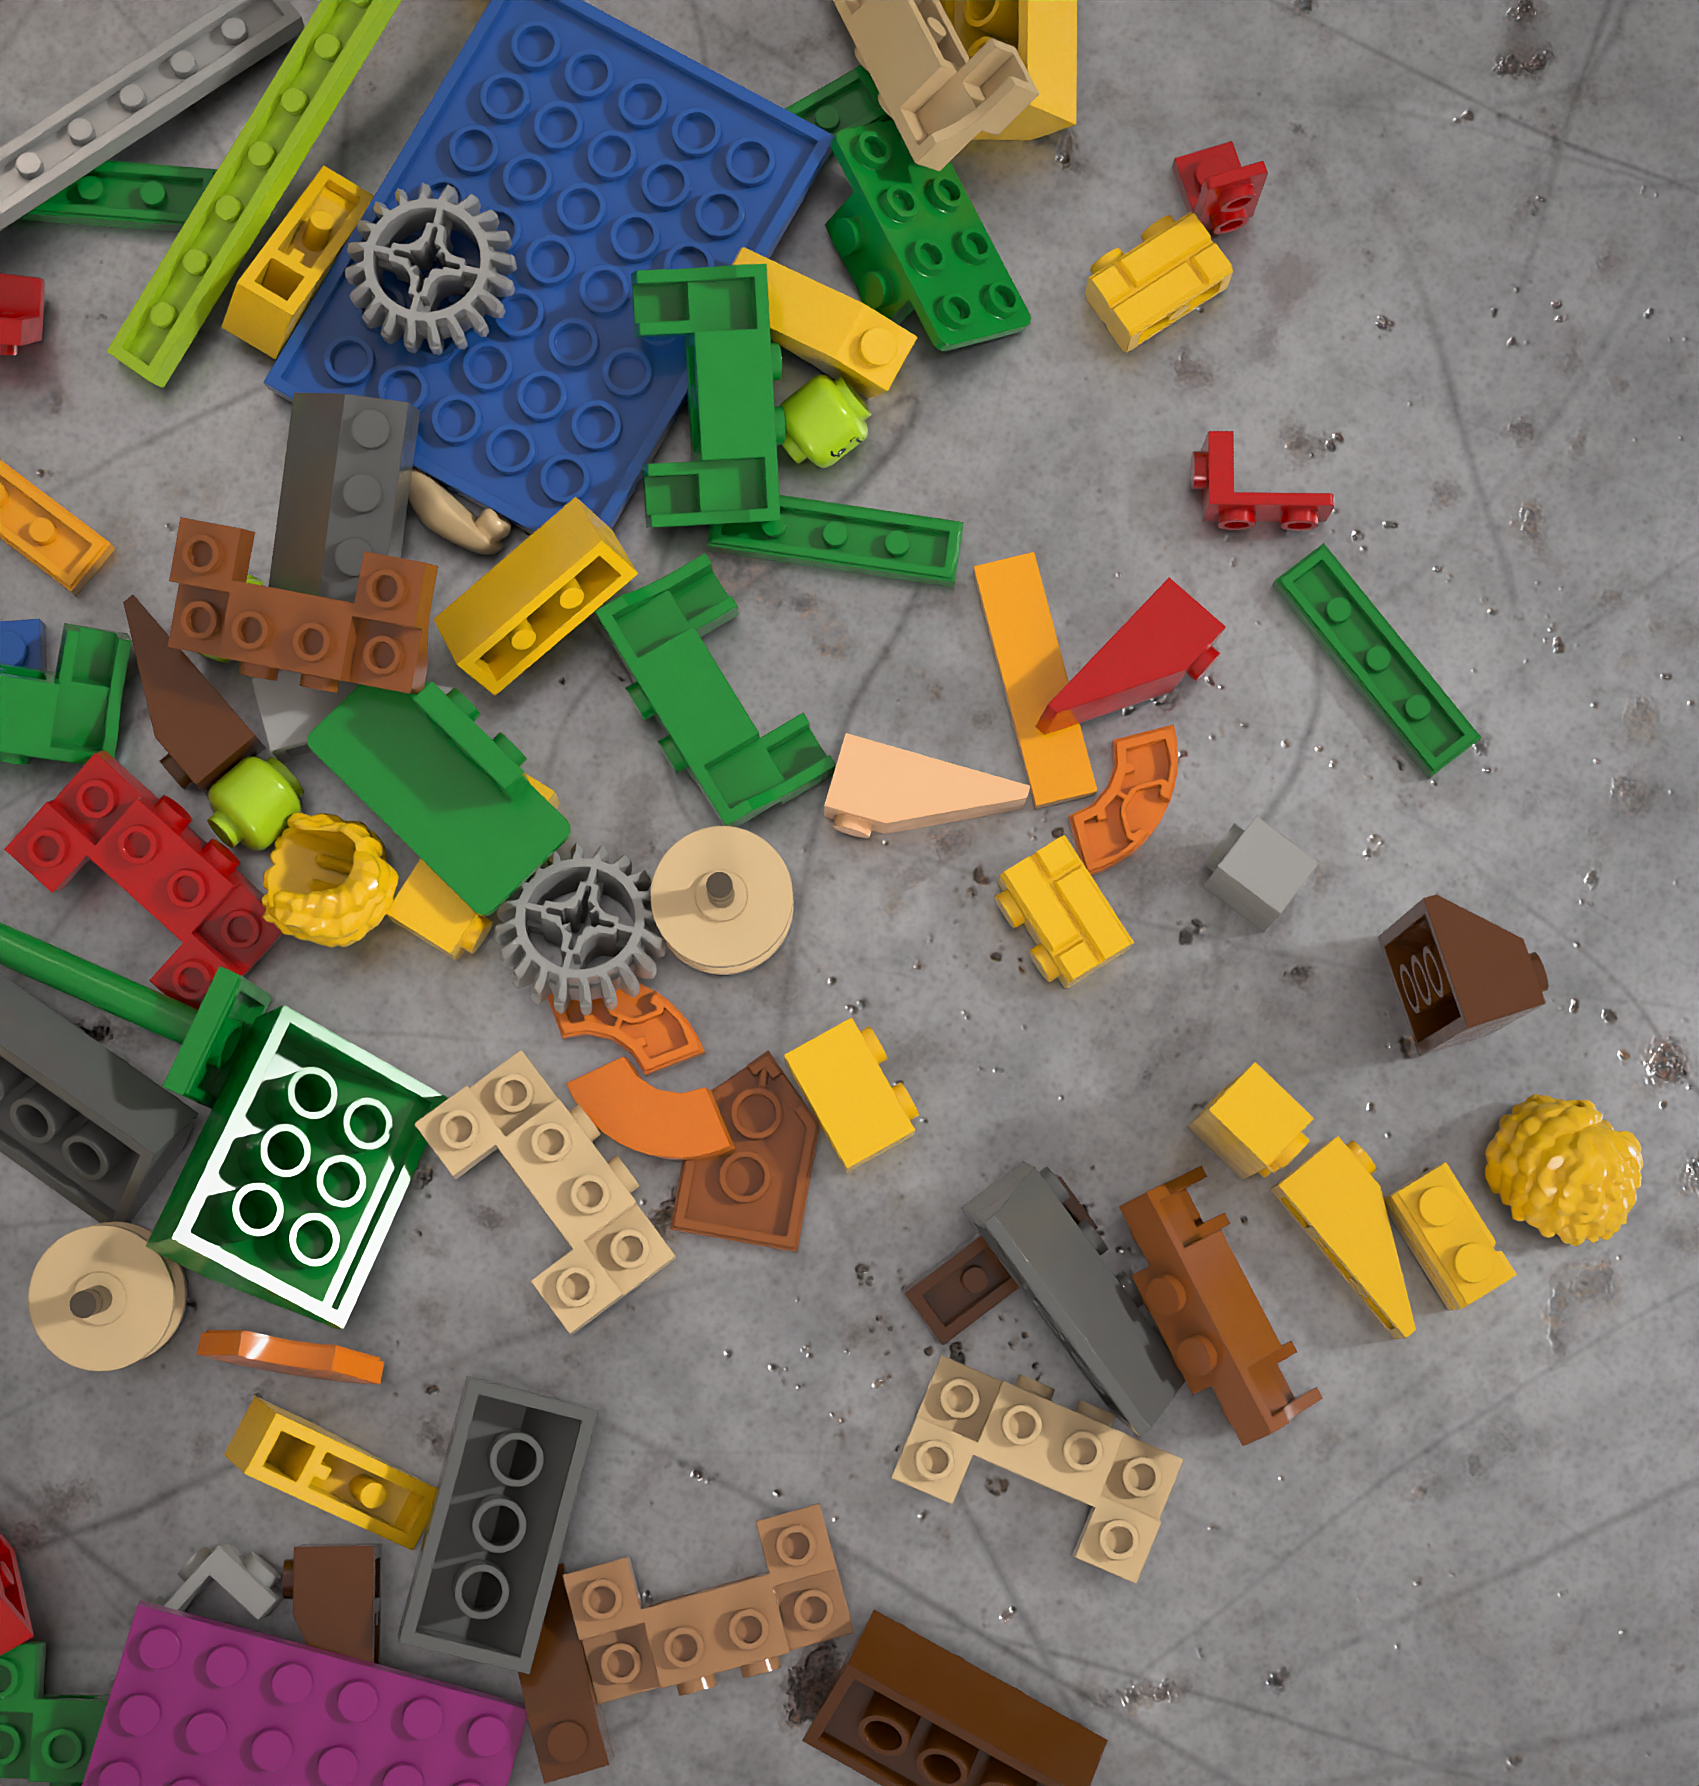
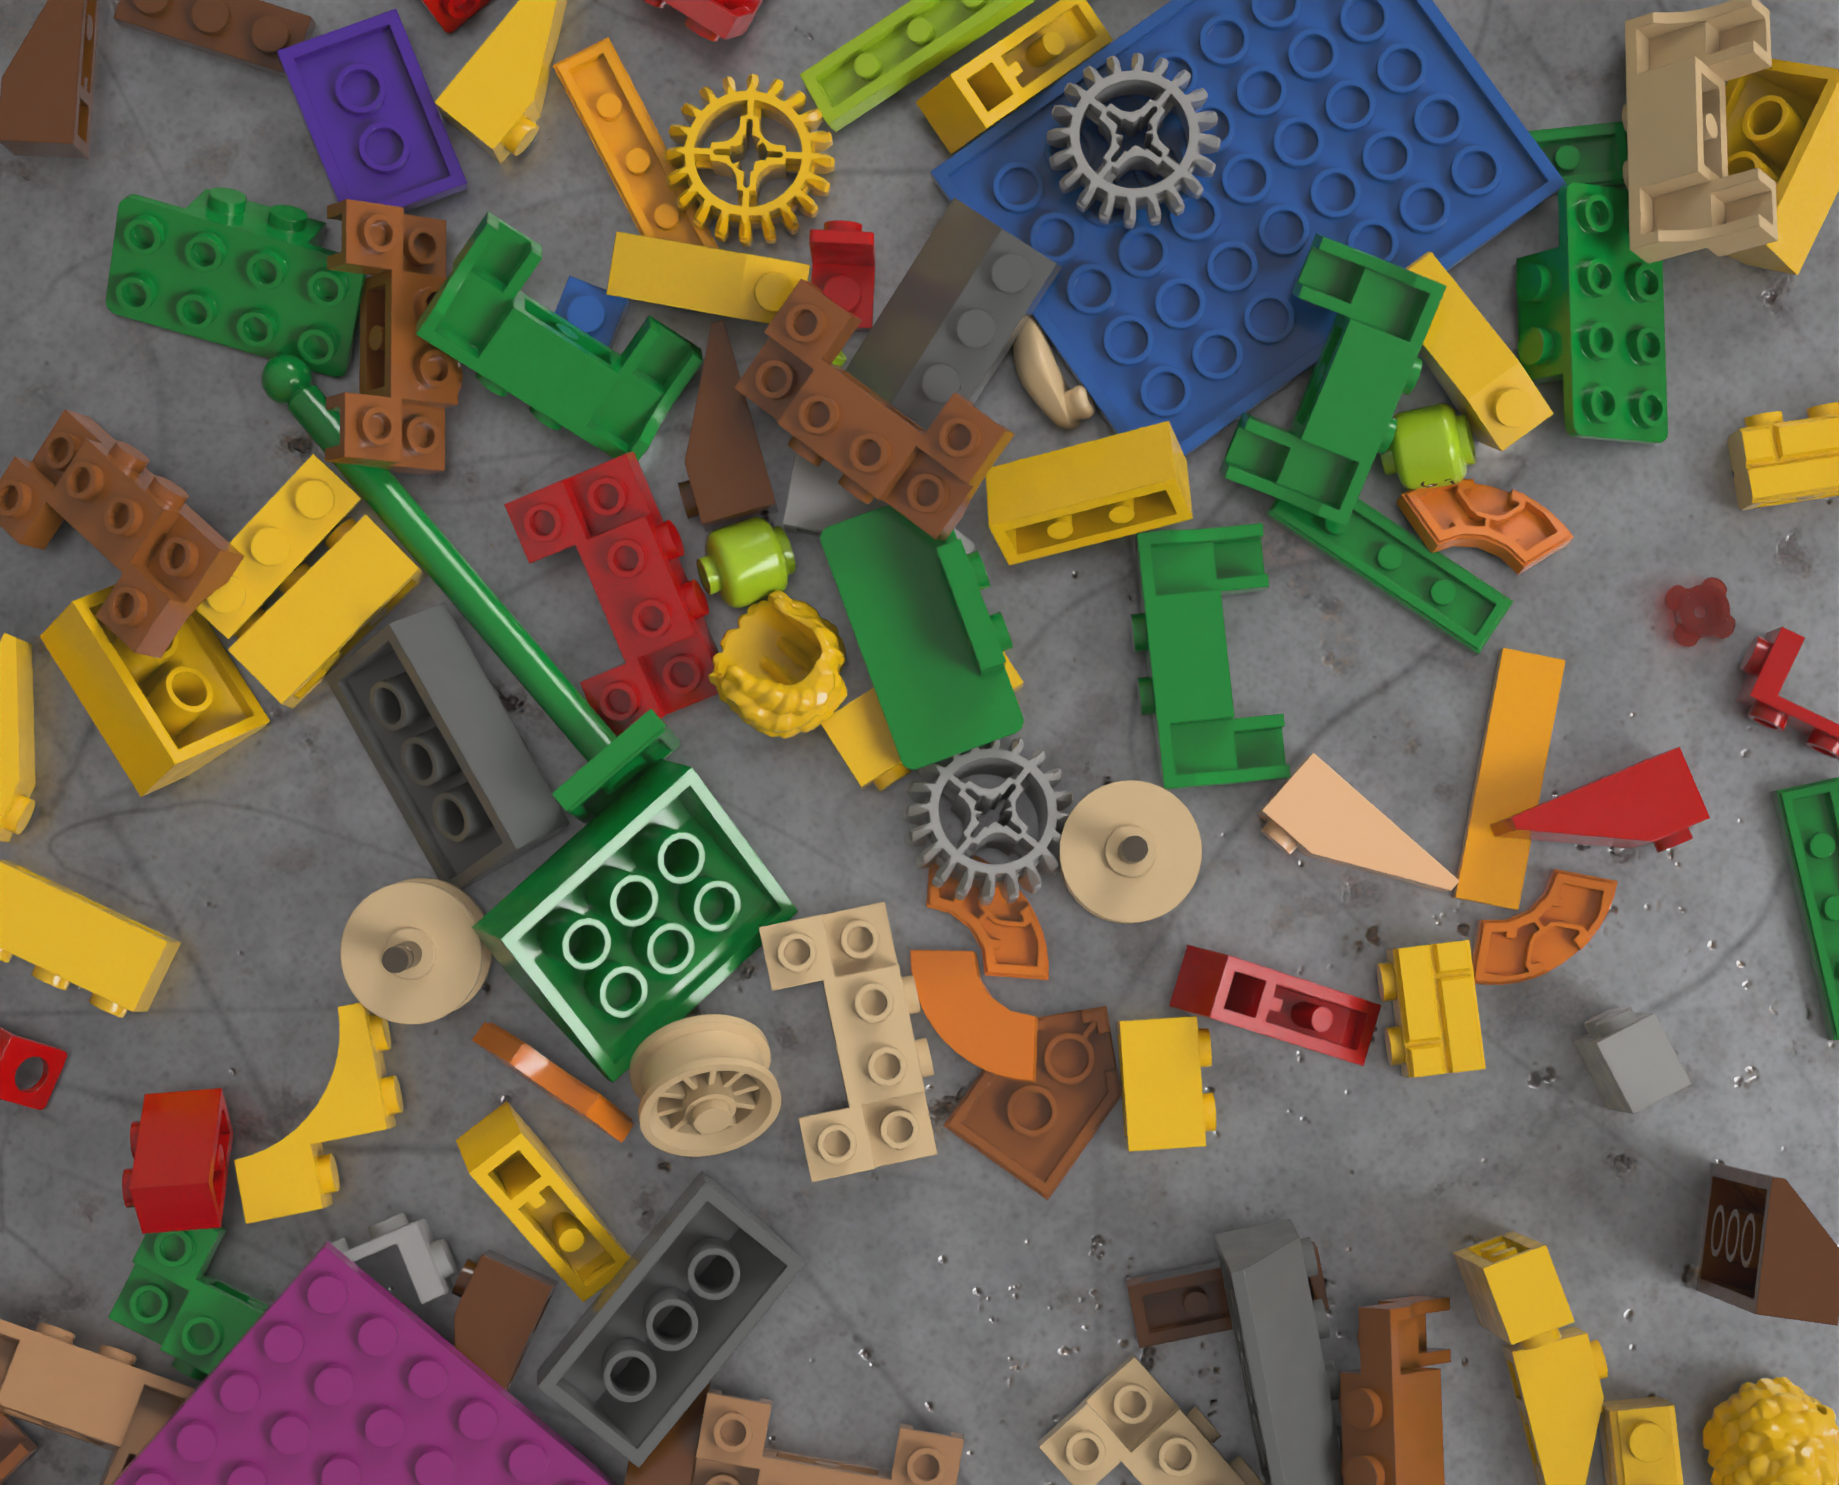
camera: 30 degrees right, 5 degrees up
(71, 451) = (750, 107): none -> yellow gear
(93, 567) = (701, 277): none -> yellow slope
(114, 1463) = (358, 1100): none -> yellow arch
(224, 496) = (845, 267): none -> red bracket
(429, 1291) = (704, 1085): none -> tan wheel
(904, 461) = (1486, 519): none -> orange tile
(918, 976) = (1275, 1004): none -> red slope
(1134, 438) = (1717, 618): none -> clear red plate

